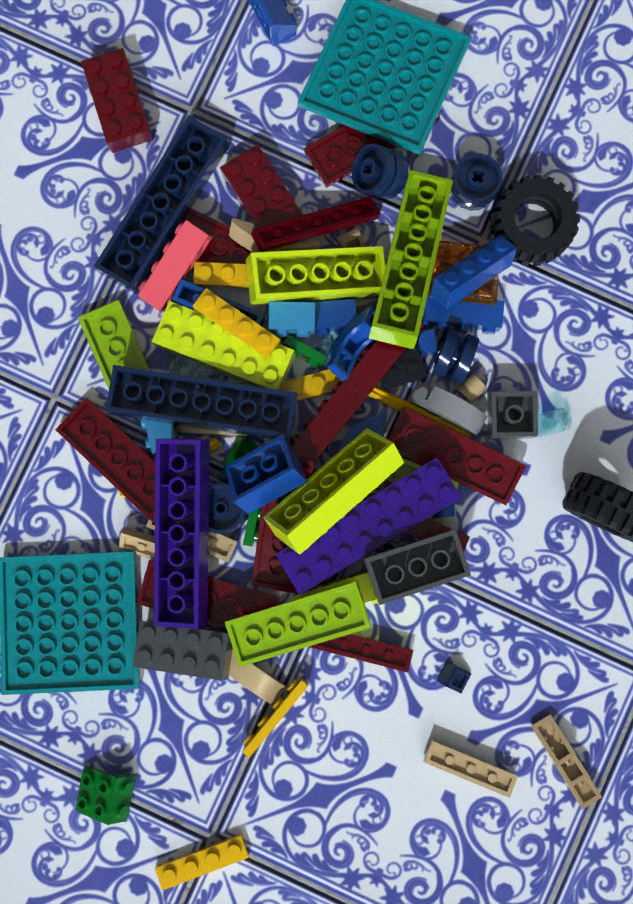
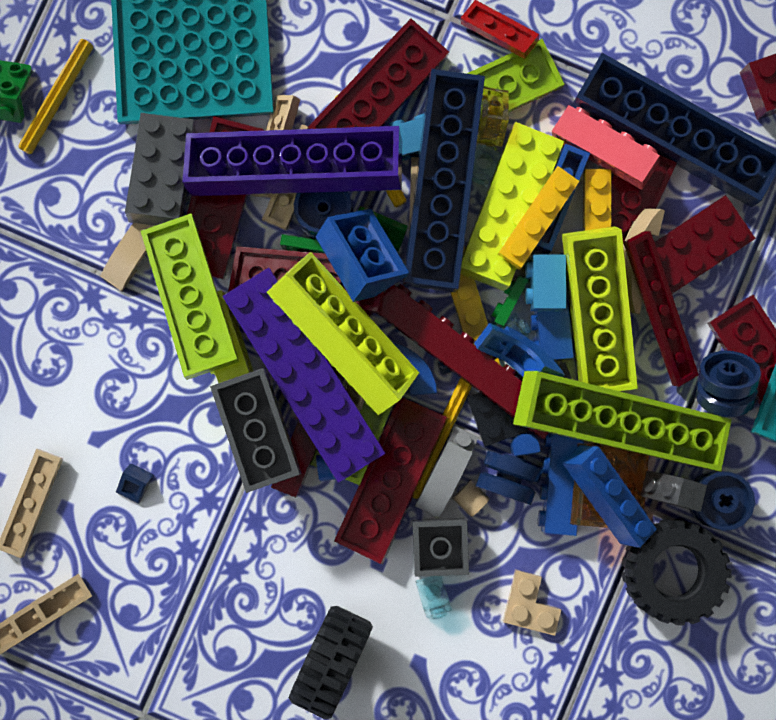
camera: 85 degrees right, 0 degrees up
(68, 353) = (500, 29): none -> red plate
(112, 744) = (55, 96): none -> yellow axle
(146, 358) = (493, 117): none -> clear yellow slope
(267, 723) = (79, 270): yellow plate -> none
(351, 239) = (644, 353): tan brick -> none
(369, 650) = (162, 386): dark red plate -> none
(468, 219) = (673, 490): none -> flat silver brick
(564, 346) = (524, 610): none -> tan plate

